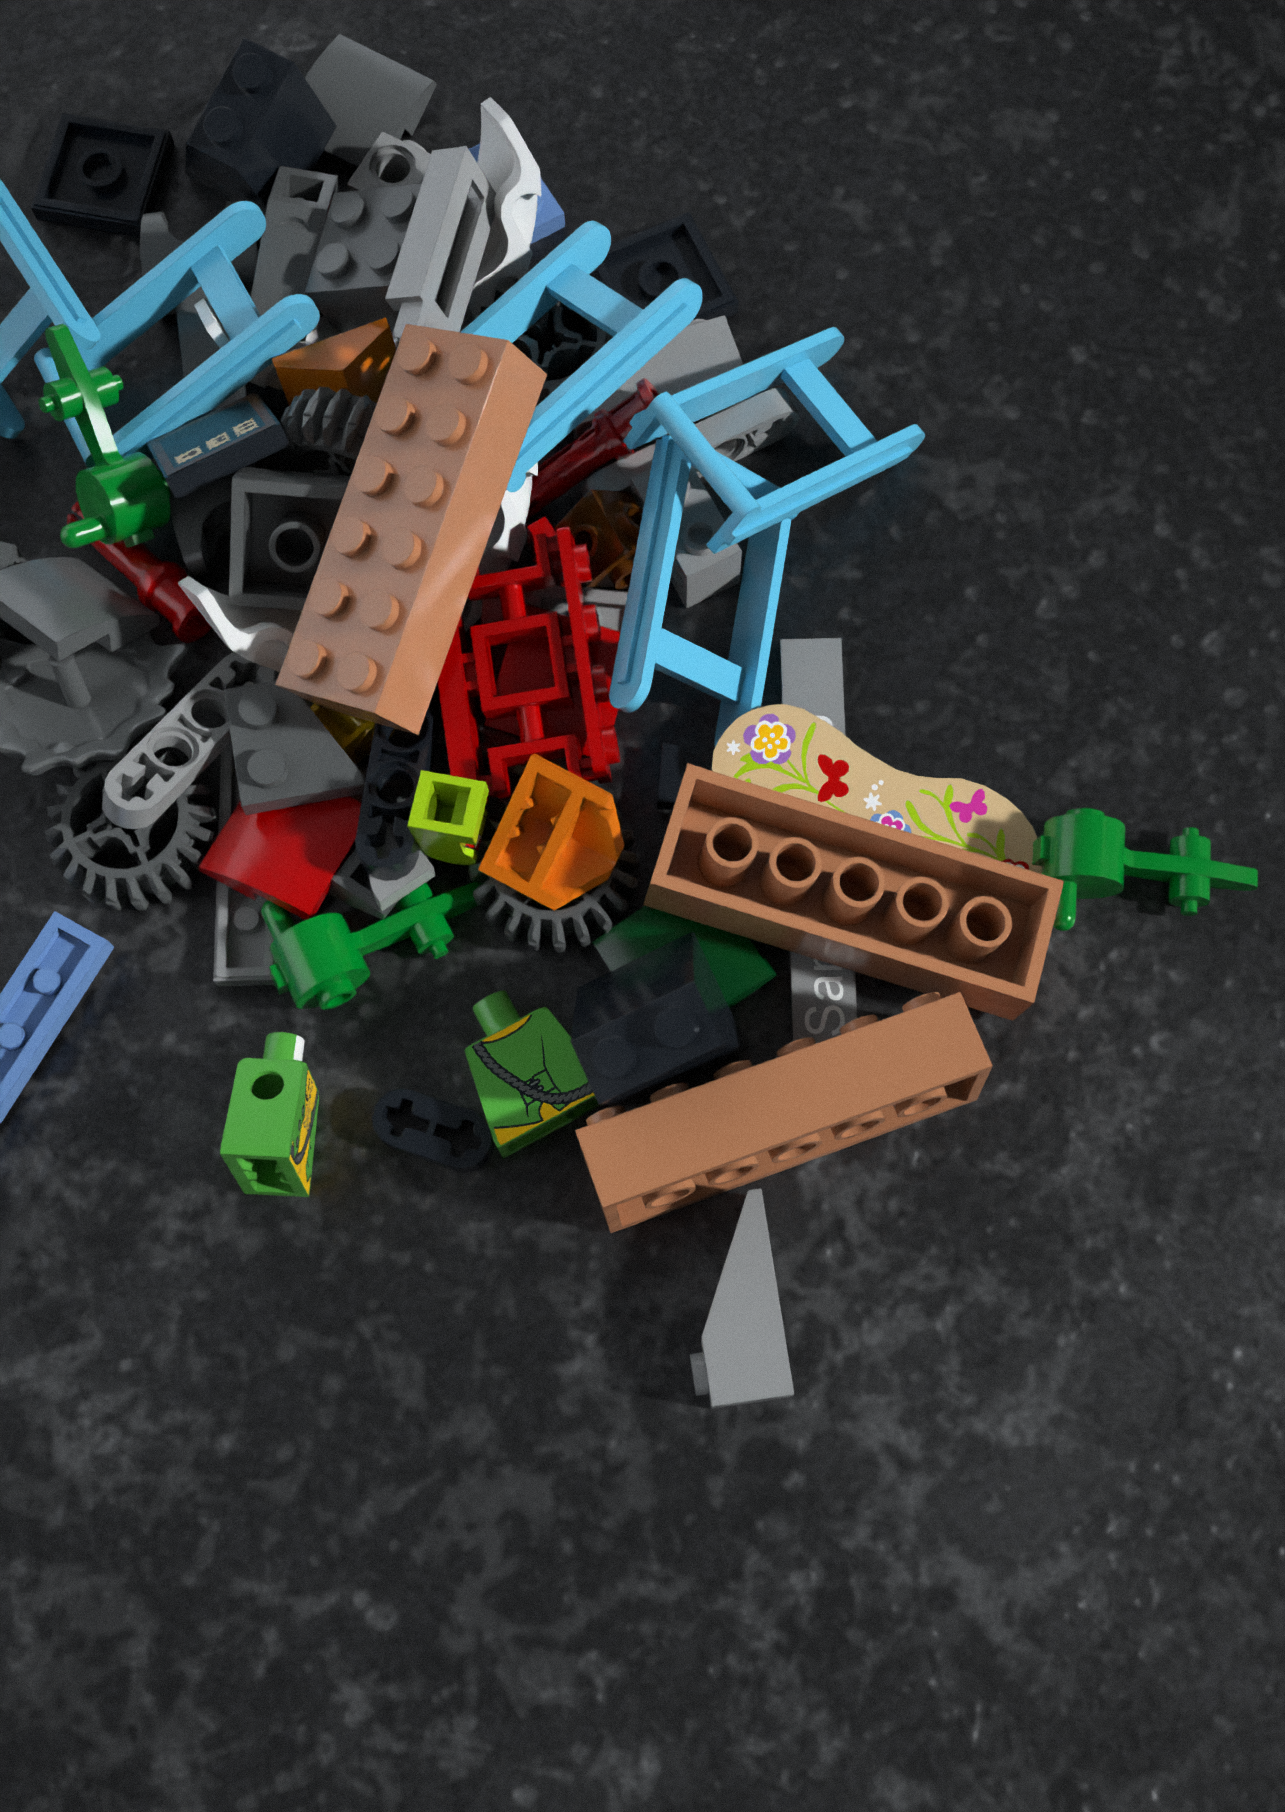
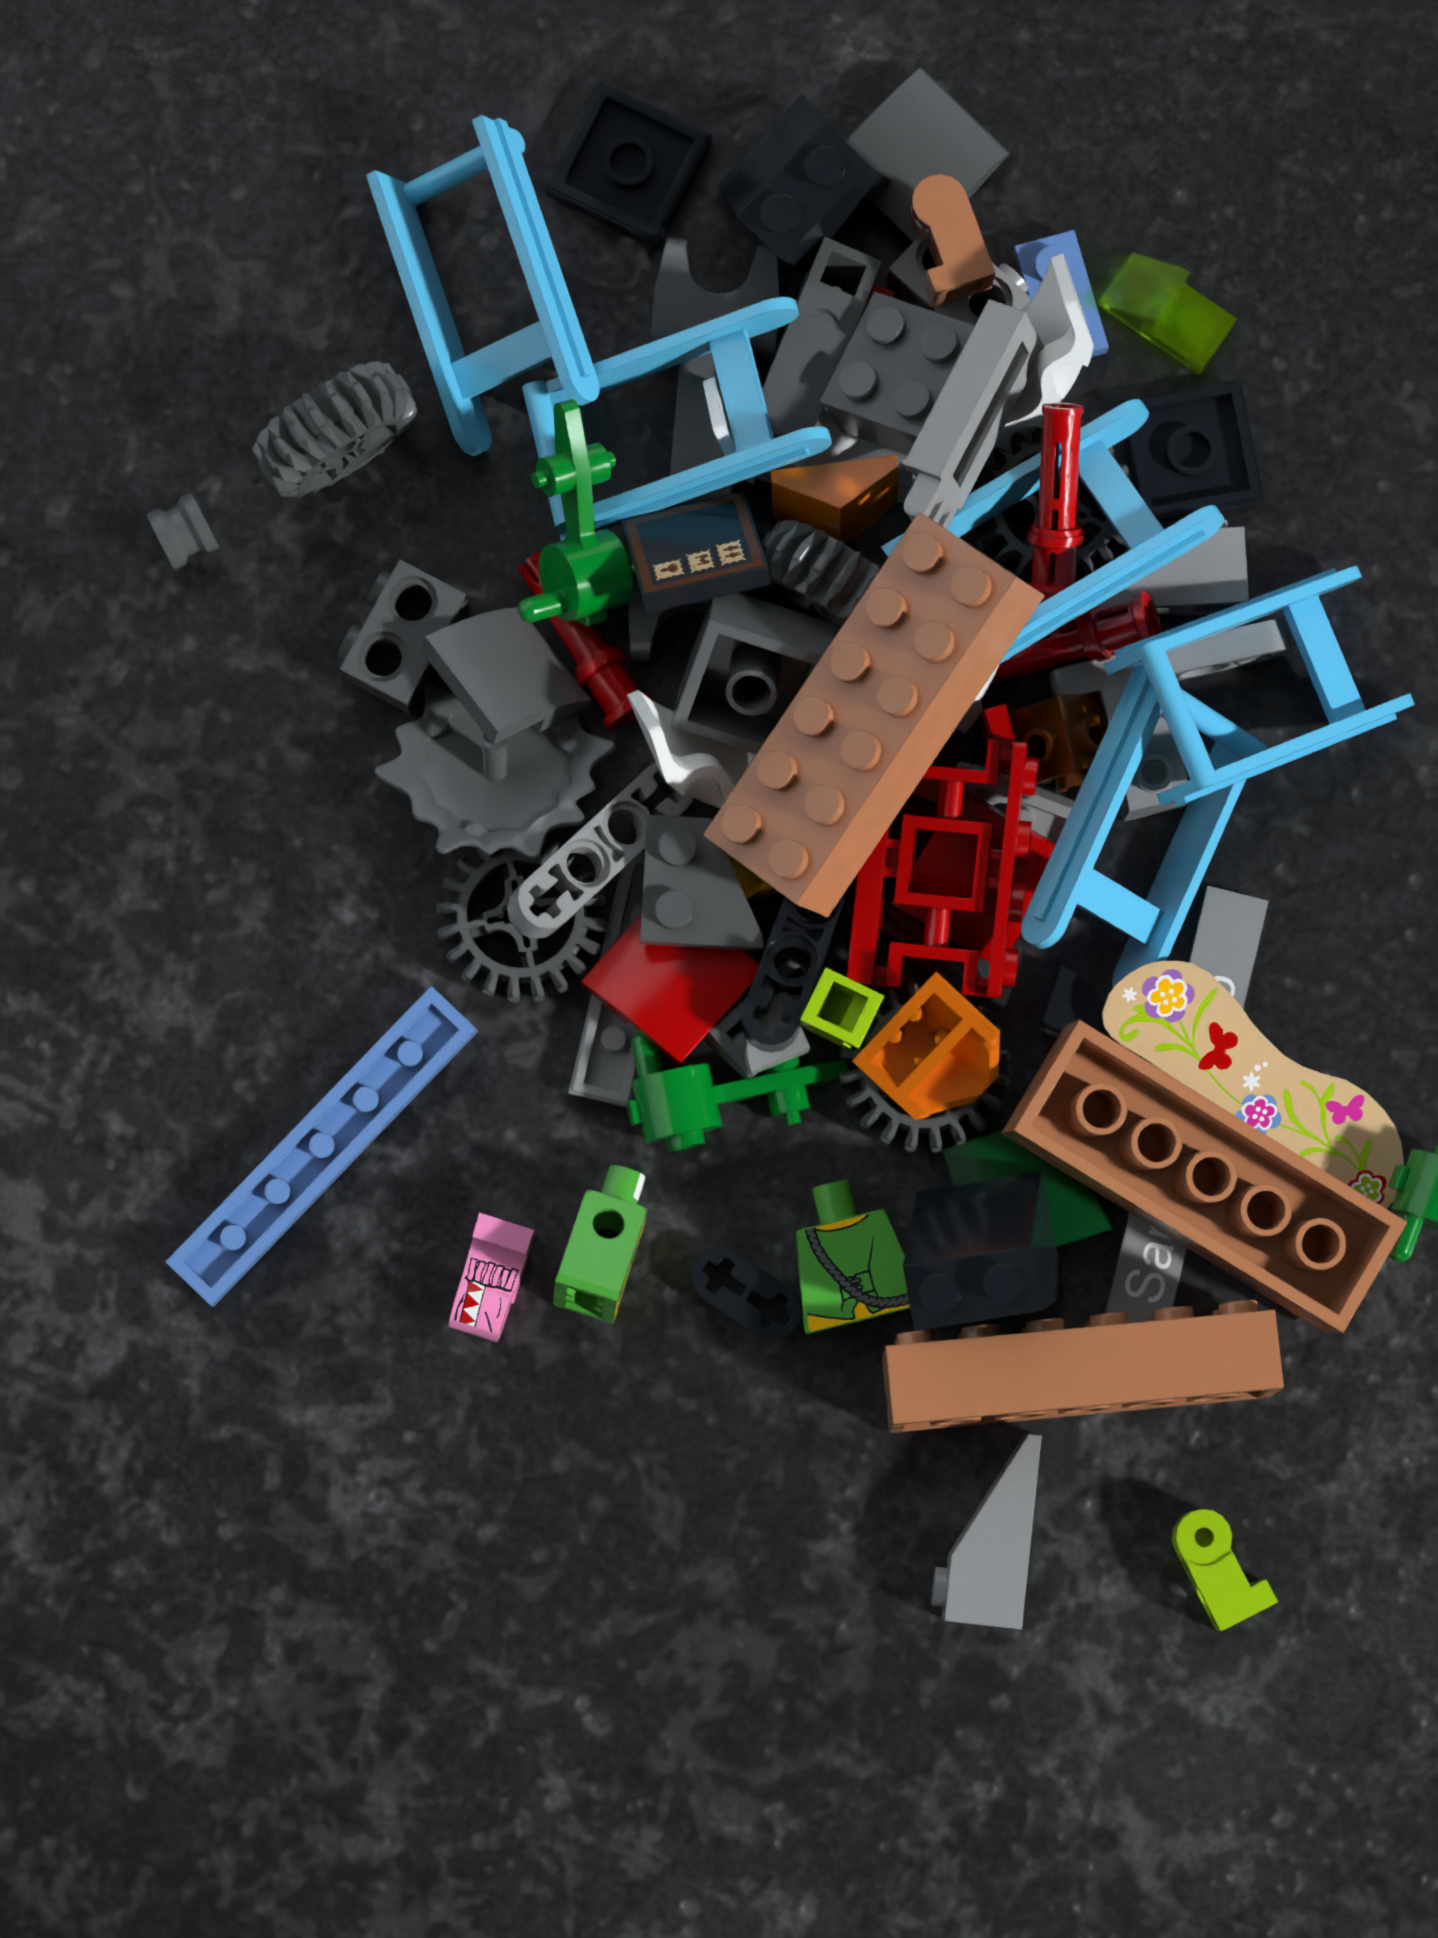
camera: 10 degrees right, 10 degrees up
(171, 1176) = (491, 1277): none -> bright pink leg
(392, 131) = (946, 220): none -> nougat leg
(558, 350) = (1047, 536): none -> red pin
(609, 177) = (1167, 311): none -> clear neon green slope
(973, 1284) = (1203, 1547): none -> lime leg

